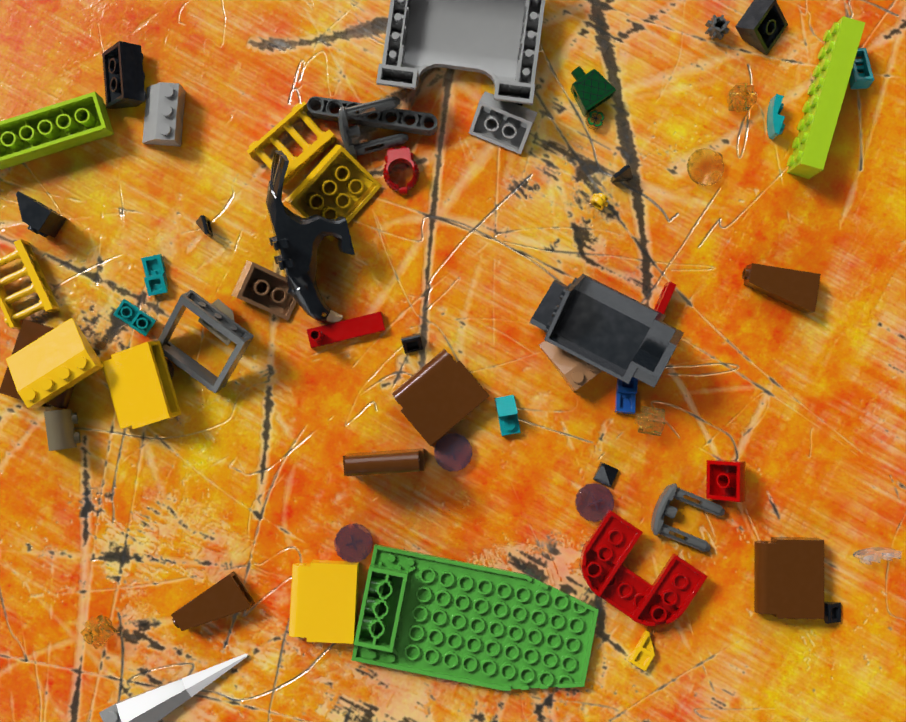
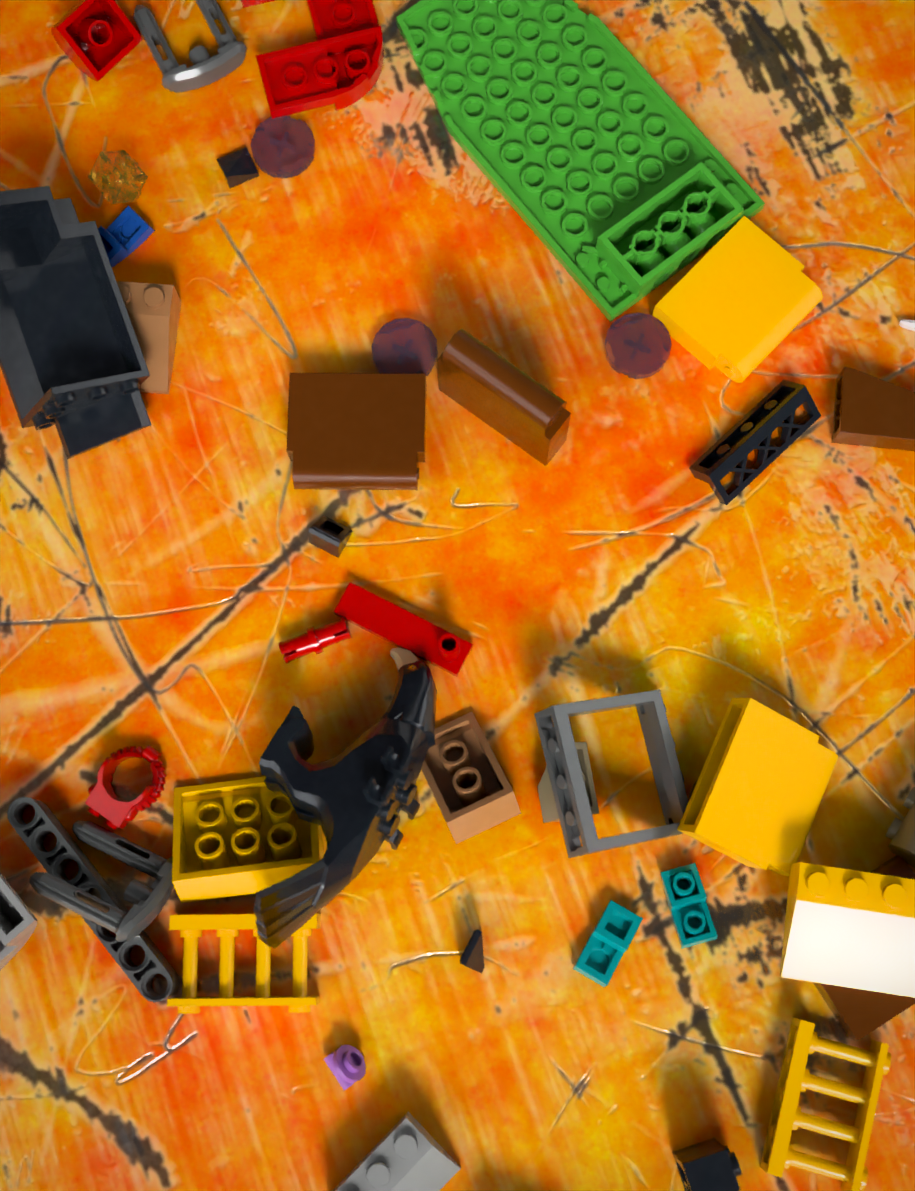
camera: 135 degrees left, 10 degrees down
(218, 141) = (346, 1065): none -> medium lavender plate
(268, 542) = (755, 432): none -> black fence
(377, 293) = (314, 640): none -> red pin
(507, 415) = (290, 338): teal slope -> none

